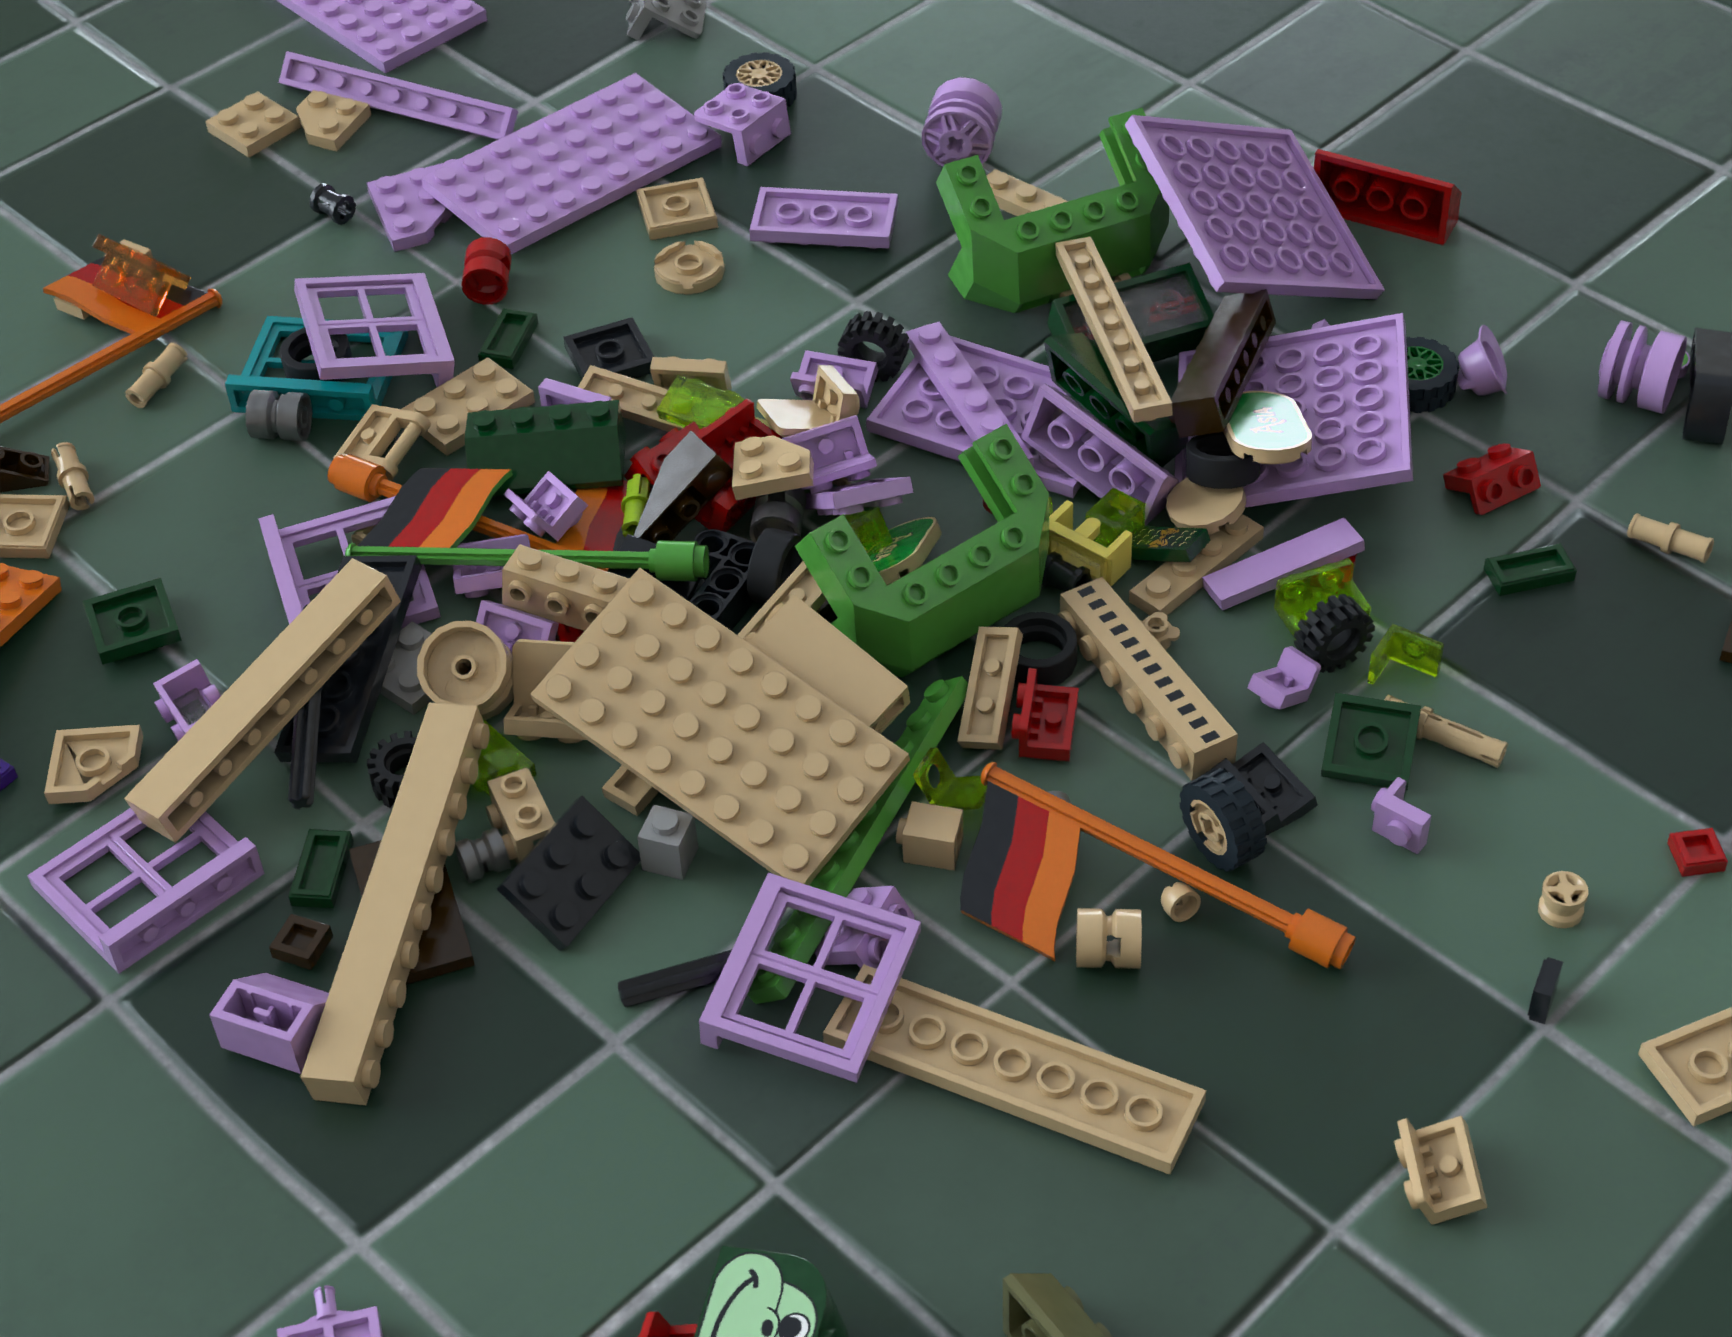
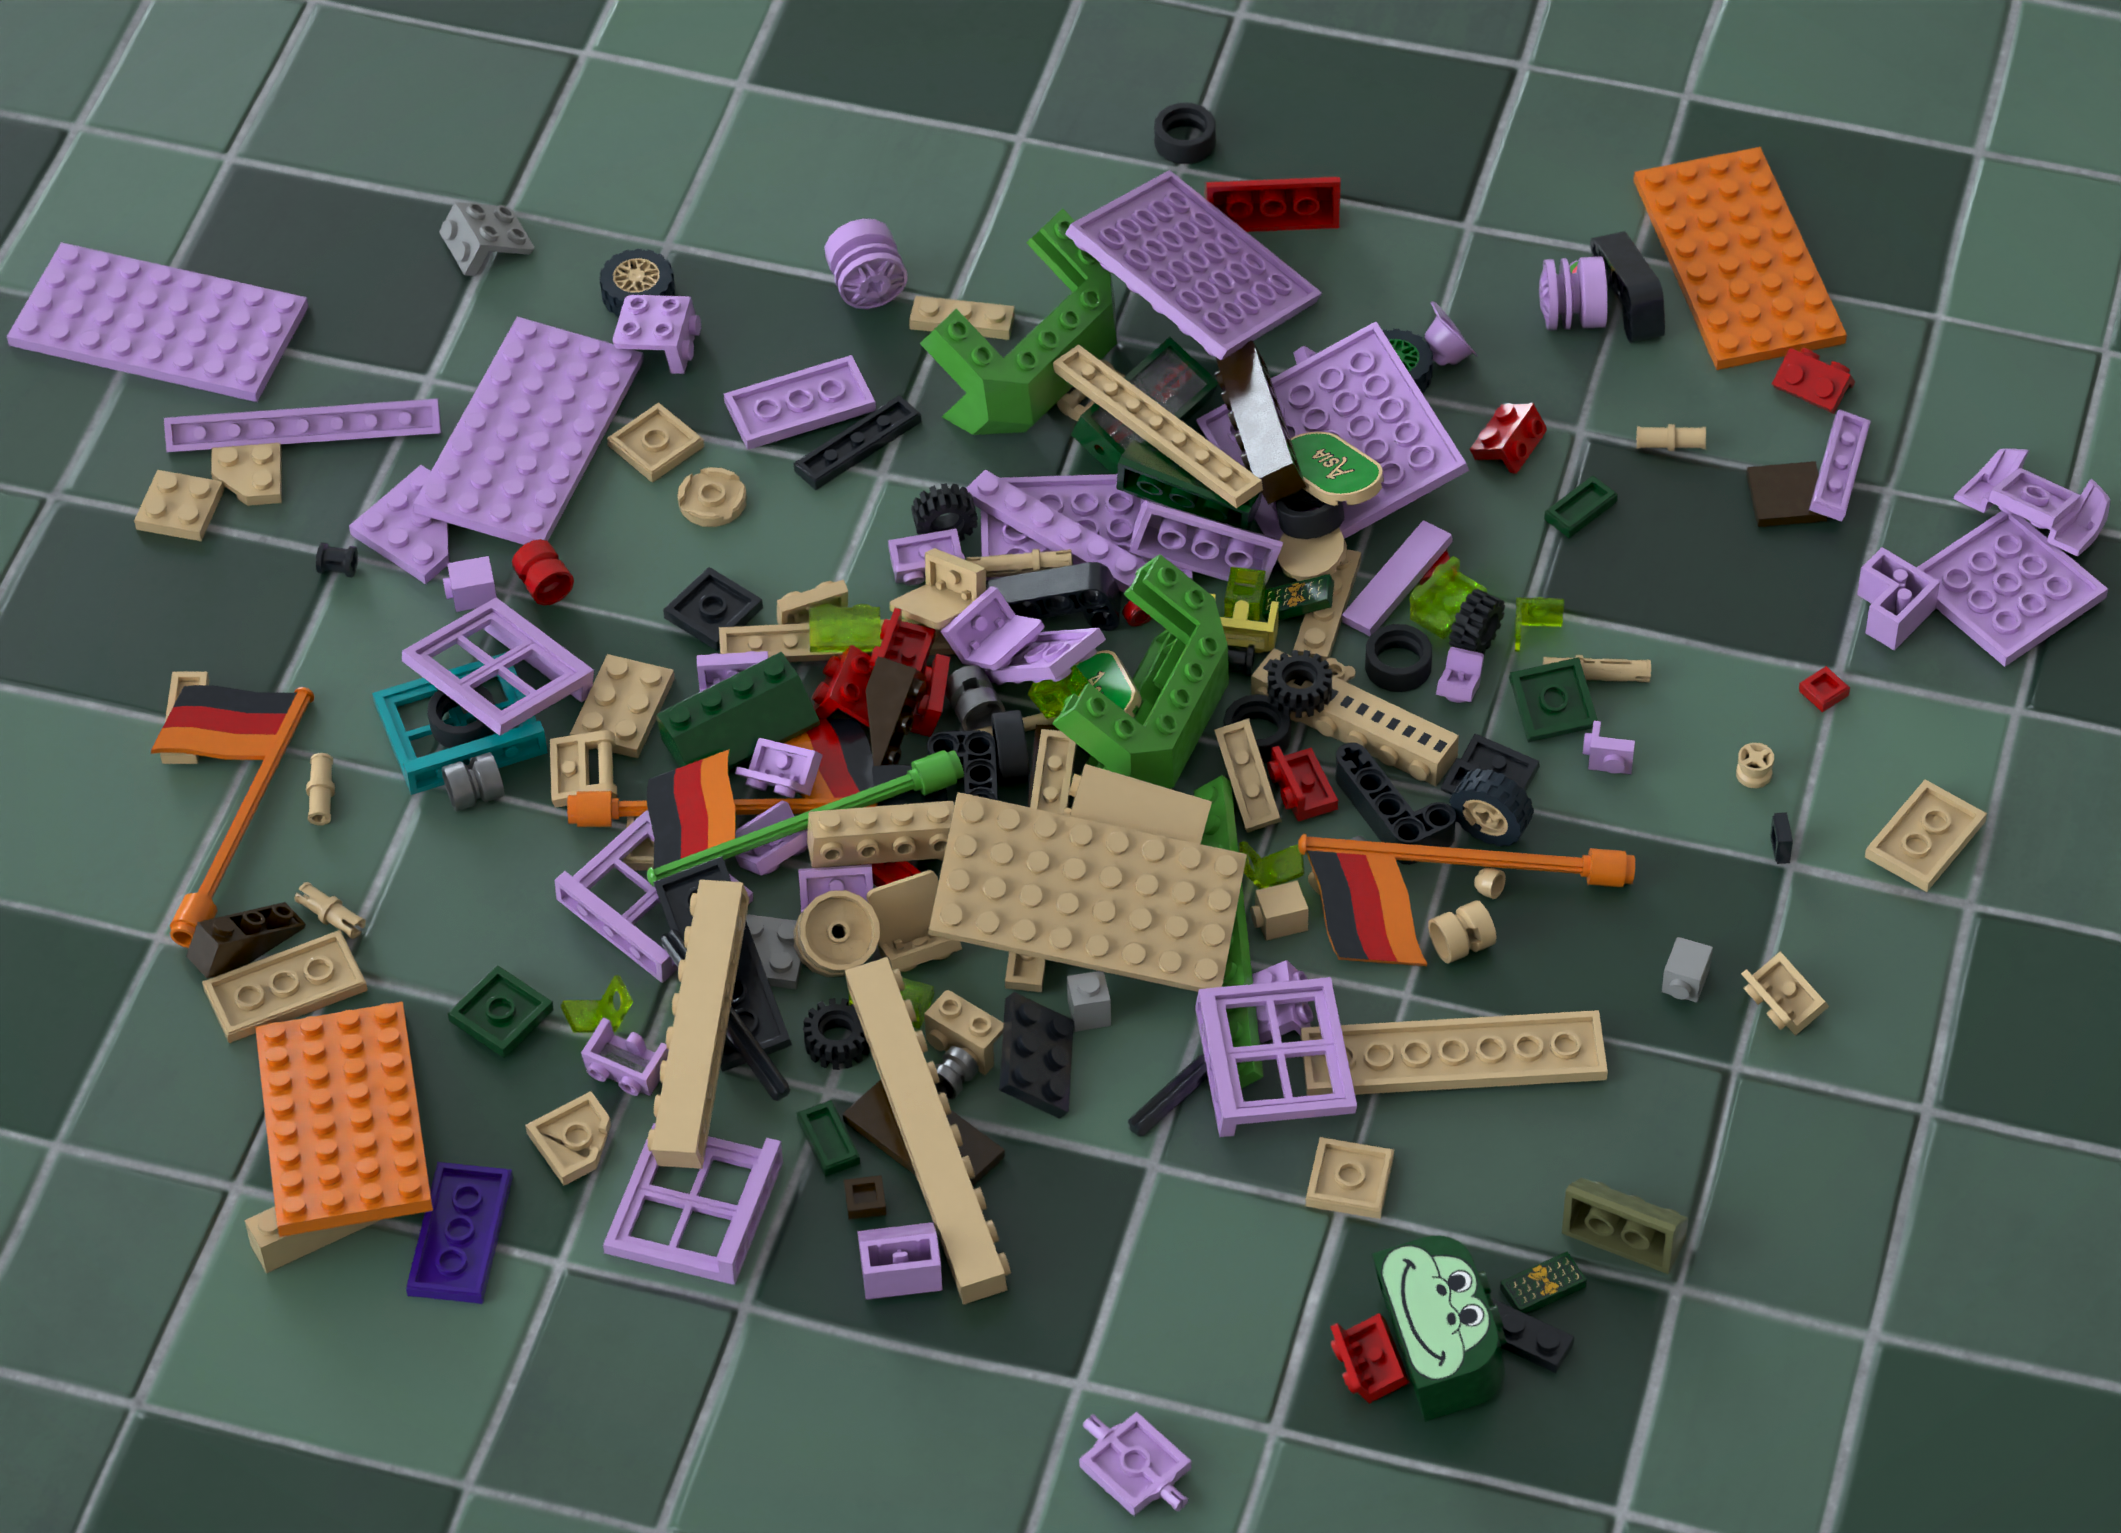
camera: 30 degrees left, 5 degrees up
(135, 276) = (237, 706): clear orange bracket -> none
(214, 658) = (587, 1014): none -> clear neon green bracket
(423, 255) = (470, 583): none -> lavender brick
(509, 337) = (605, 628): dark green tile -> none
(634, 503) = (850, 738): lime axle -> none
(770, 467) = (957, 661): tan plate -> none
(807, 1153) = (1350, 1178): none -> tan tile
(852, 268) = (857, 442): none -> black tile
(922, 415) = (1022, 563): none -> tan pin
(924, 450) = (1064, 591): none -> black beam
(1101, 600) = (1299, 668): none -> black tyre
(1146, 814) = (1386, 808): none -> black beam
(1228, 660) = (1398, 637): none -> black tyre
(1340, 1090) = (1687, 969): none -> light grey brick
(1342, 135) = (1184, 150): none -> black tyre

